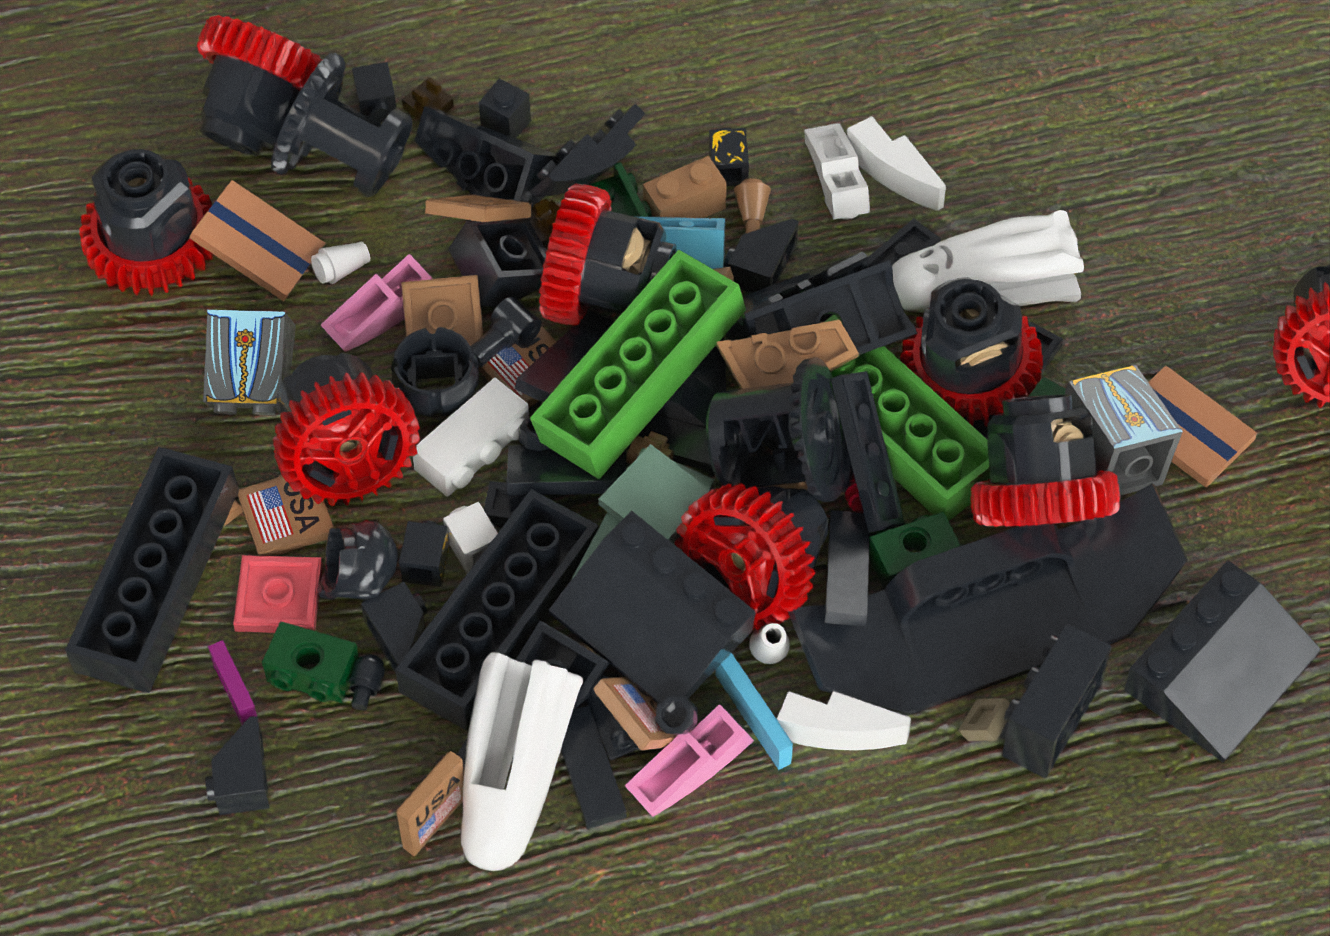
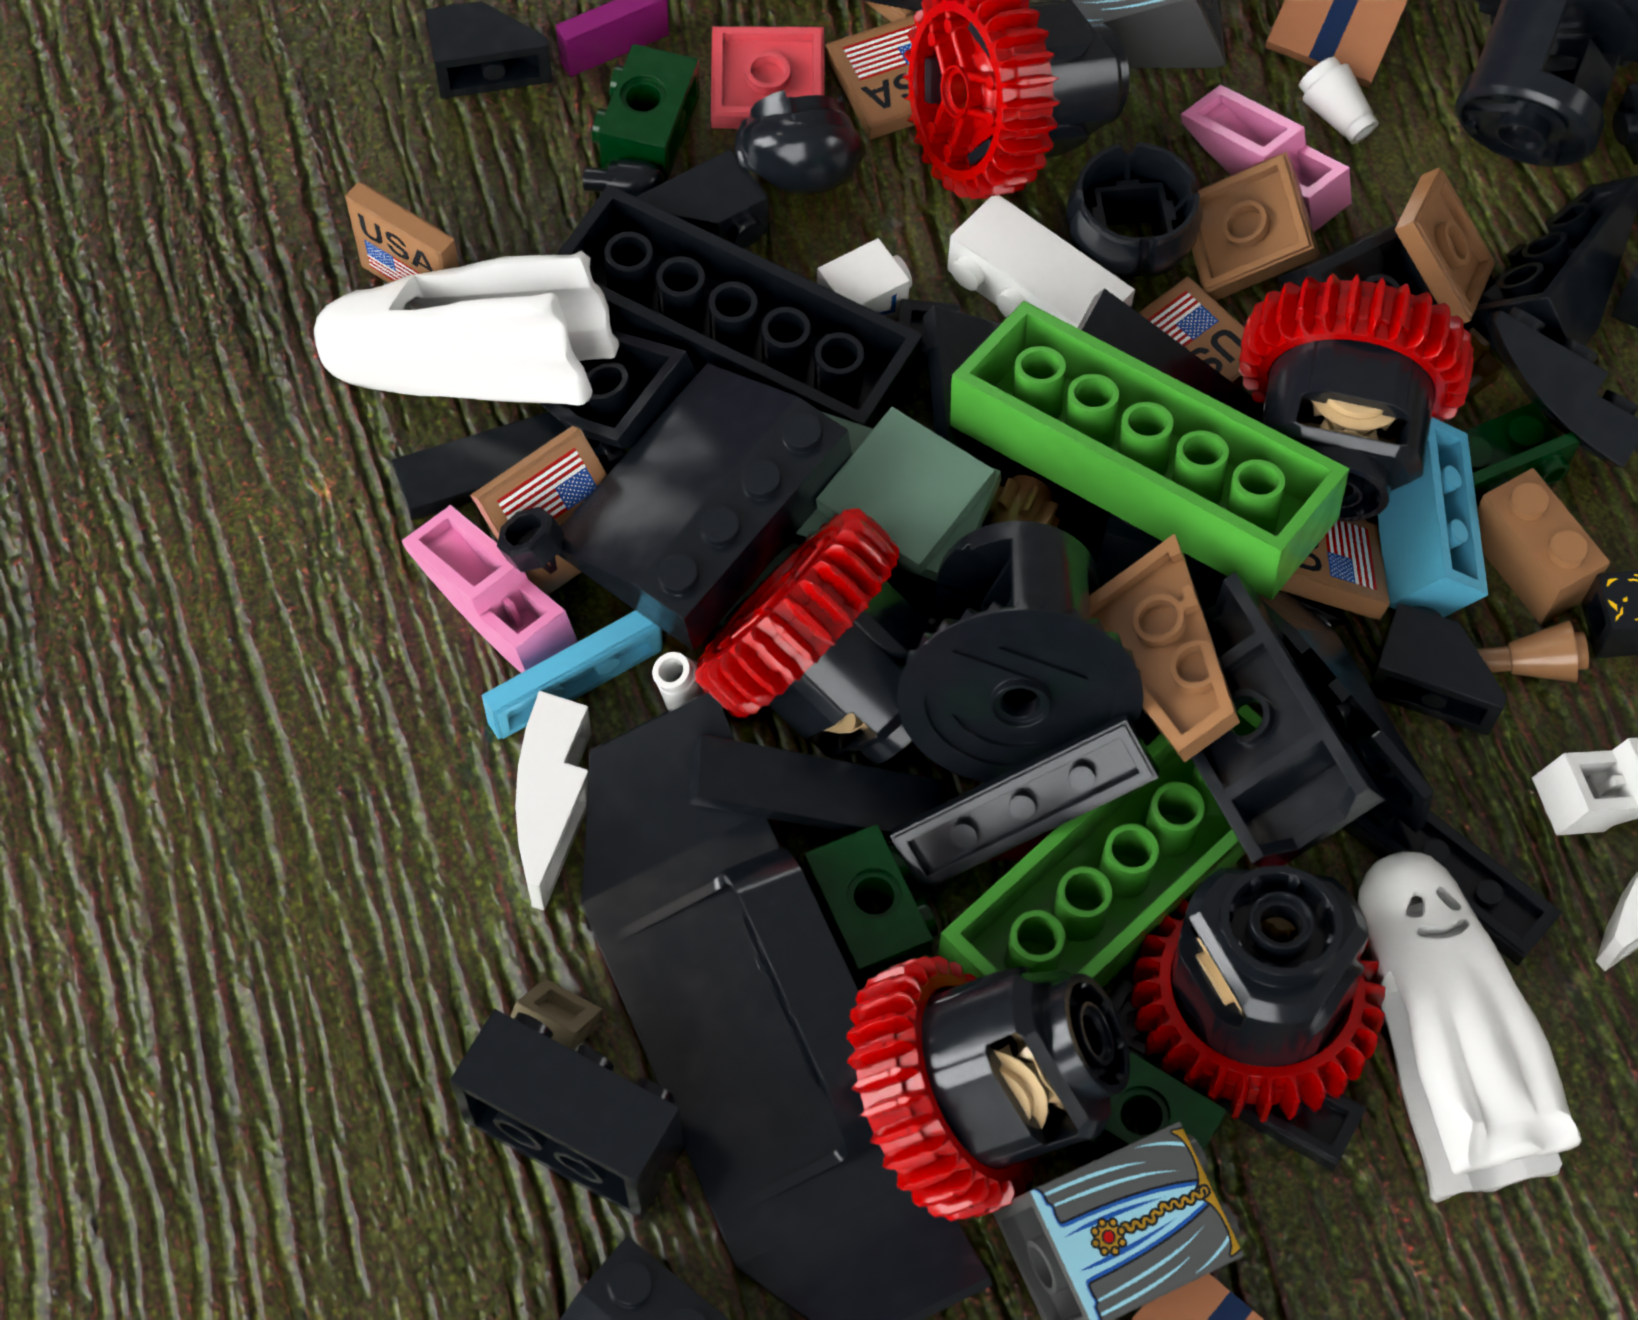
camera: 85 degrees right, 5 degrees up
(424, 553) = (830, 227): black brick -> none
(509, 326) = (1222, 301): black pin -> none

